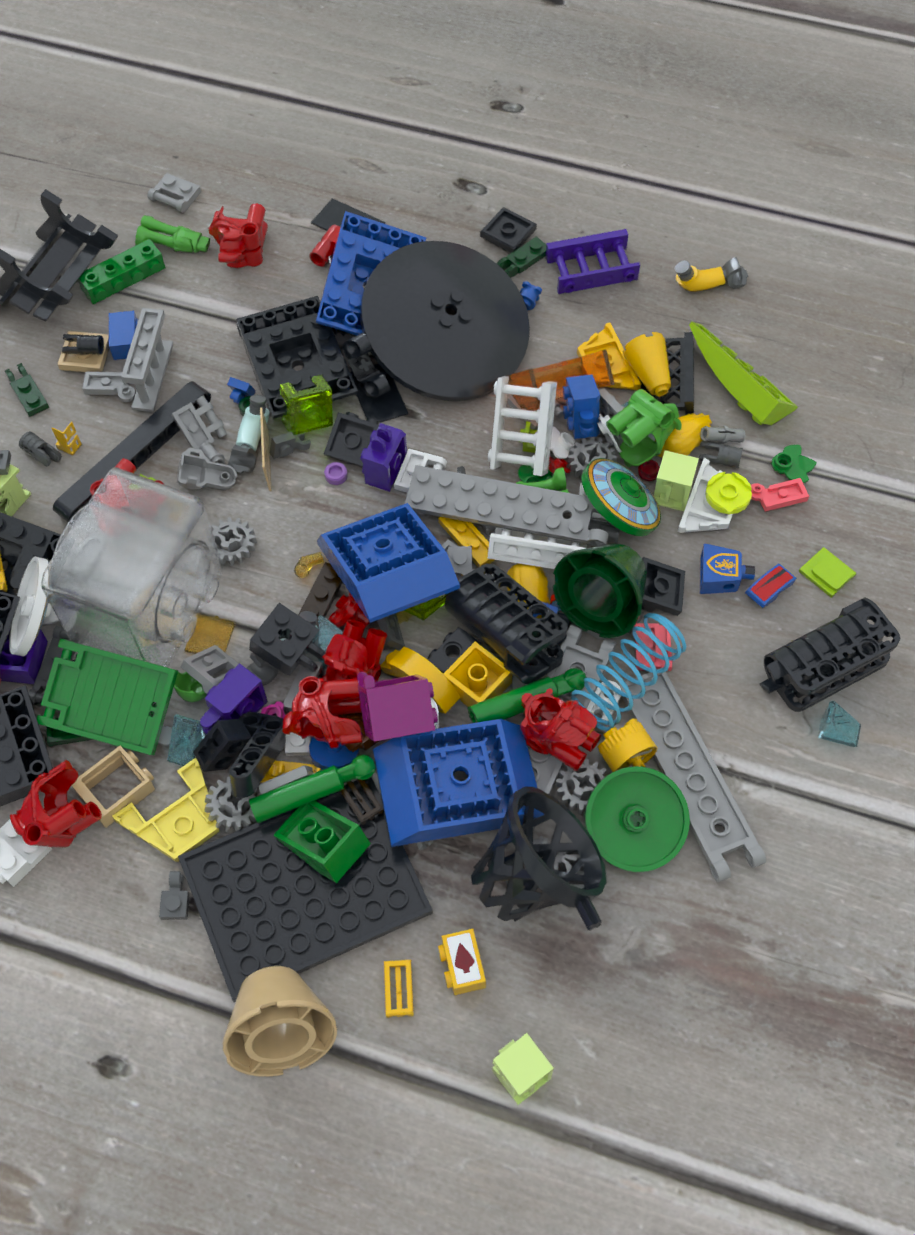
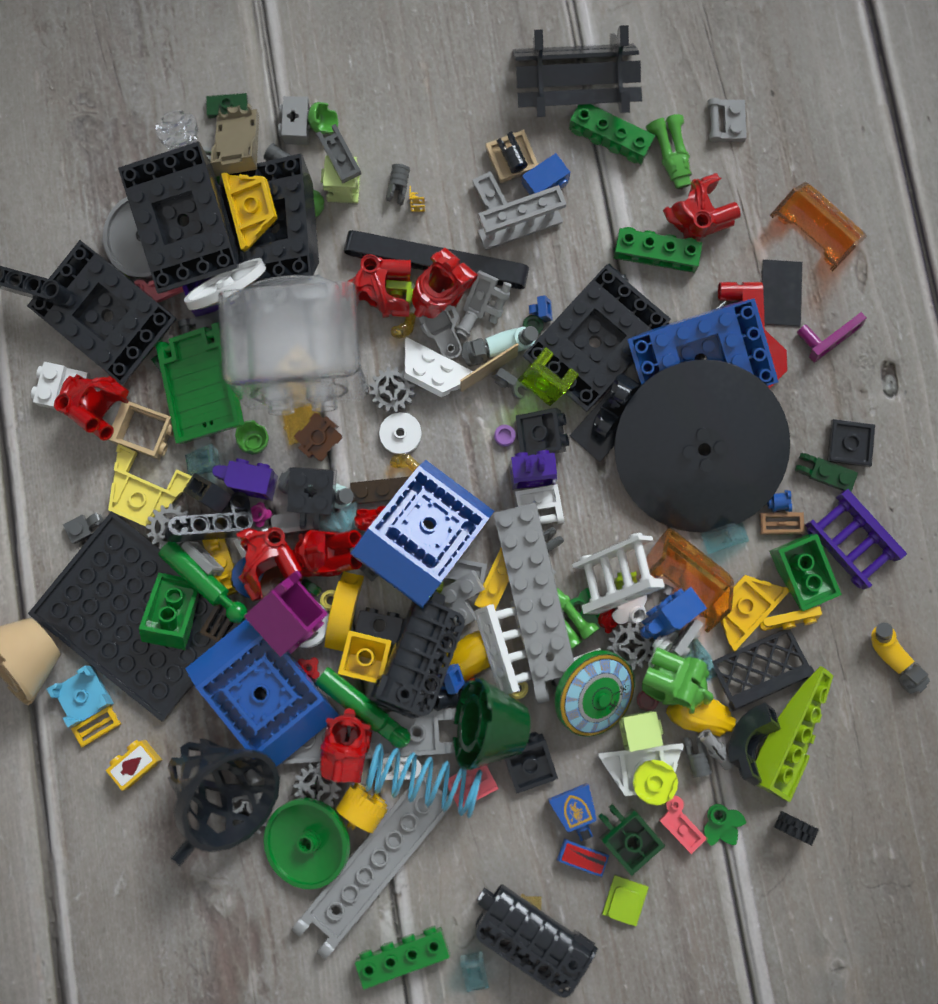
camera: 60 degrees right, 20 degrees up
(27, 391) = (449, 135): dark green hinge -> none
(163, 443) = (446, 275): none -> red helmet
(207, 663) = (272, 440): light grey plate -> none
(232, 623) = (318, 437): none -> reddish brown piece
(237, 498) = (431, 369): none -> white wing
(249, 285) = (657, 249): none -> green brick
(279, 565) = (400, 444): none -> white plate
(312, 168) = (821, 222): none -> clear orange windscreen
(357, 984) = (81, 695): none -> medium azure panel
(413, 213) = (821, 348): none -> magenta piece
(522, 1068) = (70, 850): yellowish green piece -> none
(534, 351) = (724, 537): none -> clear light blue slope
(541, 318) = (800, 523): none -> medium nougat tile
(599, 302) = (806, 571): none -> green slope
(638, 323) = (789, 620): none -> yellow hinge
(650, 362) = (755, 652): yellow cone -> none
(717, 401) = (746, 736): none -> black arch
(772, 535) = (617, 838): none -> dark green hinge
(796, 786) = (403, 957): none -> green brick
(823, 405) = (796, 828): none -> black tyre

